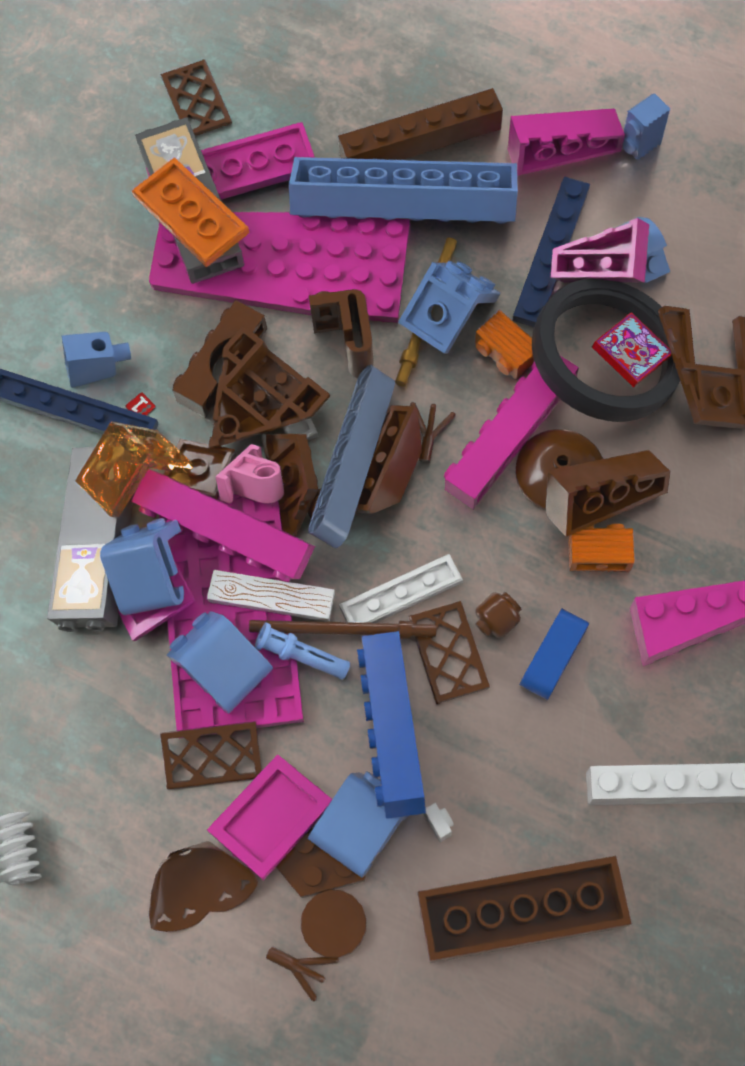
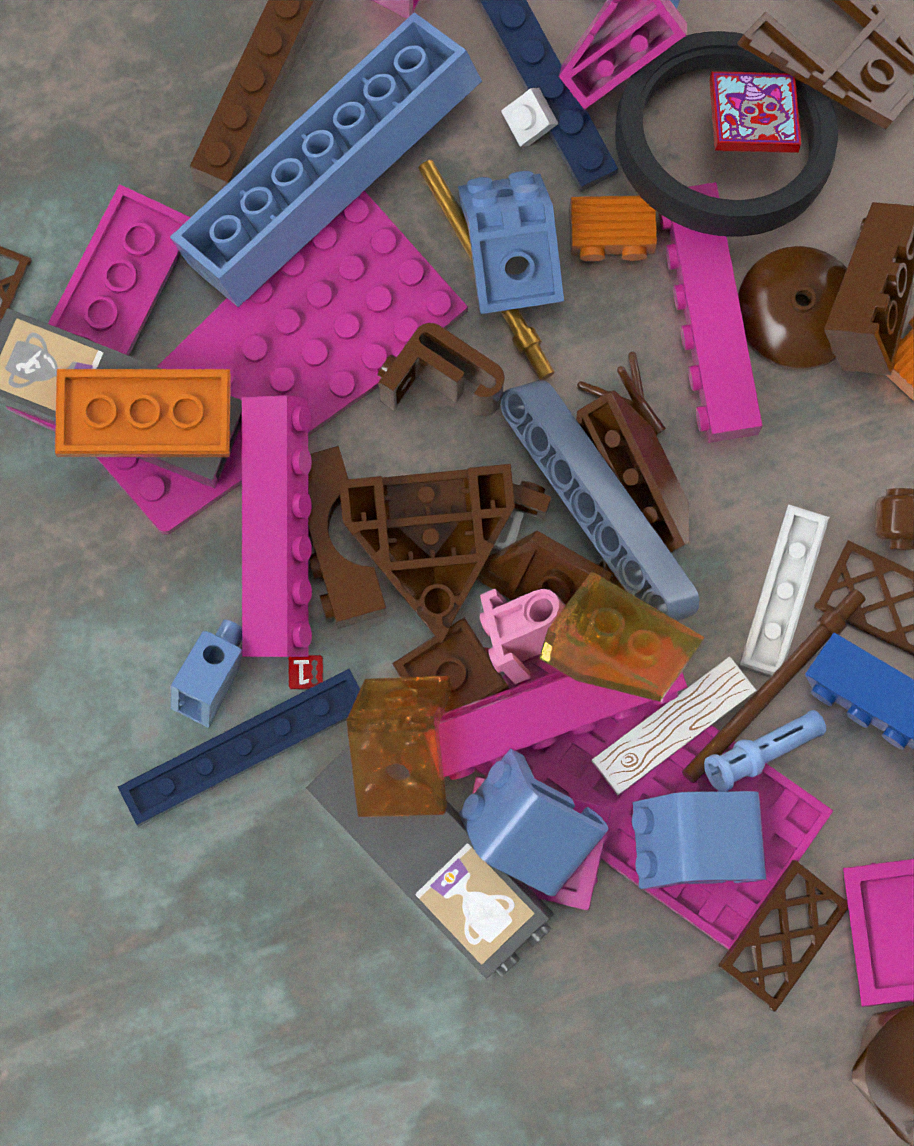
camera: 55 degrees left, 10 degrees up
(193, 320) = (275, 527): none -> dark pink brick
(278, 513) = (618, 641): none -> clear yellow slope
(326, 426) = (531, 499): none -> reddish brown plate
(523, 262) = (529, 117): none -> white plate

